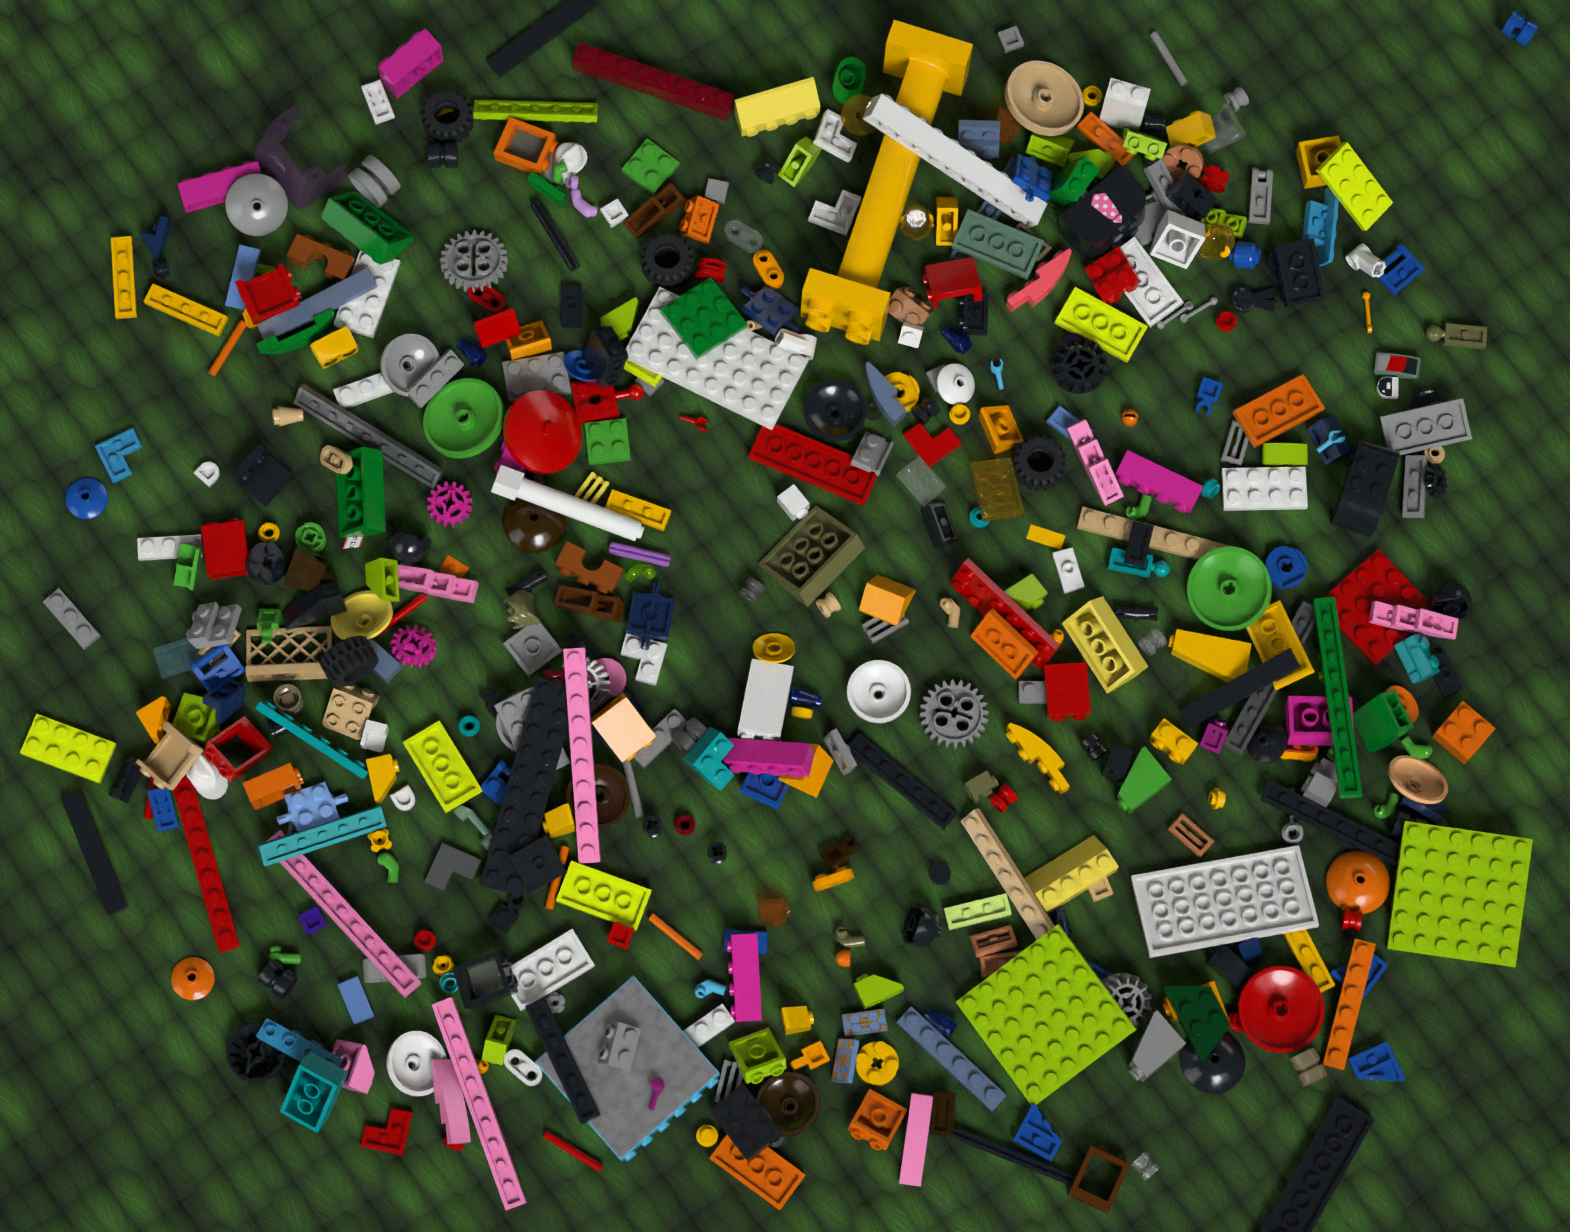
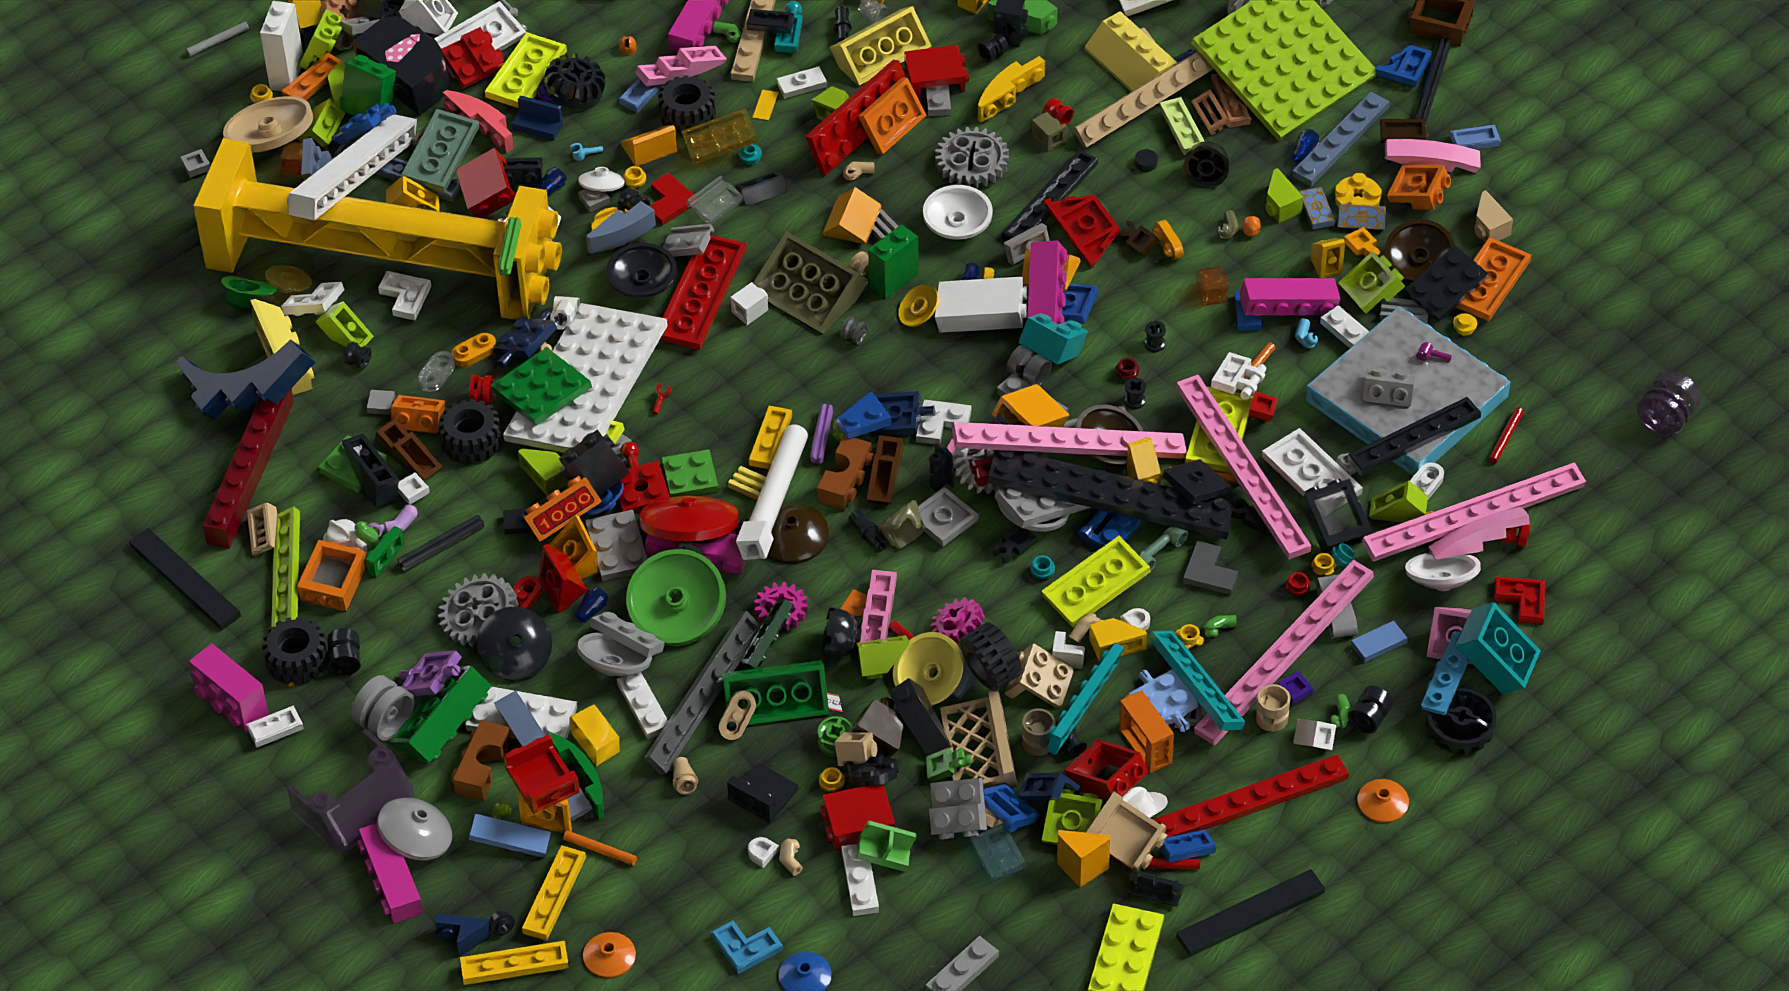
camera: 90 degrees left, 25 degrees down
(130, 359) = (611, 963): none -> orange dish
(198, 491) = (786, 857): none -> tan arm
(261, 929) = (1314, 734): none -> white panel
(282, 548) = (855, 747): none -> tan brick
(289, 896) = (1272, 707): none -> tan wheel
(402, 218) = (430, 673): none -> medium lavender plate
(404, 758) = (1083, 626): none -> tan arm
(413, 487) = (767, 633): none -> dark green plate
(442, 287) = (509, 659): none -> black dish
(549, 906) = (1243, 467): none -> bright pink plate
(564, 329) = (561, 508): none -> brick
(584, 93) = (255, 515): none -> tan slope
(630, 177) = (372, 471): none -> black slope
(641, 587) = (864, 417): none -> blue wing
(658, 911) = (1232, 372): none -> white plate
(722, 71) = (241, 389): none -> dark blue arch
(813, 280) = (509, 246): none -> bright green axle
(818, 627) = (893, 261): none -> green brick
(828, 1179) = (1492, 219): none -> tan slope
(858, 806) = (1085, 225): none -> red wing
(940, 1186) = (1476, 137): none -> medium blue tile
(1036, 332) = (538, 118): none -> dark blue panel

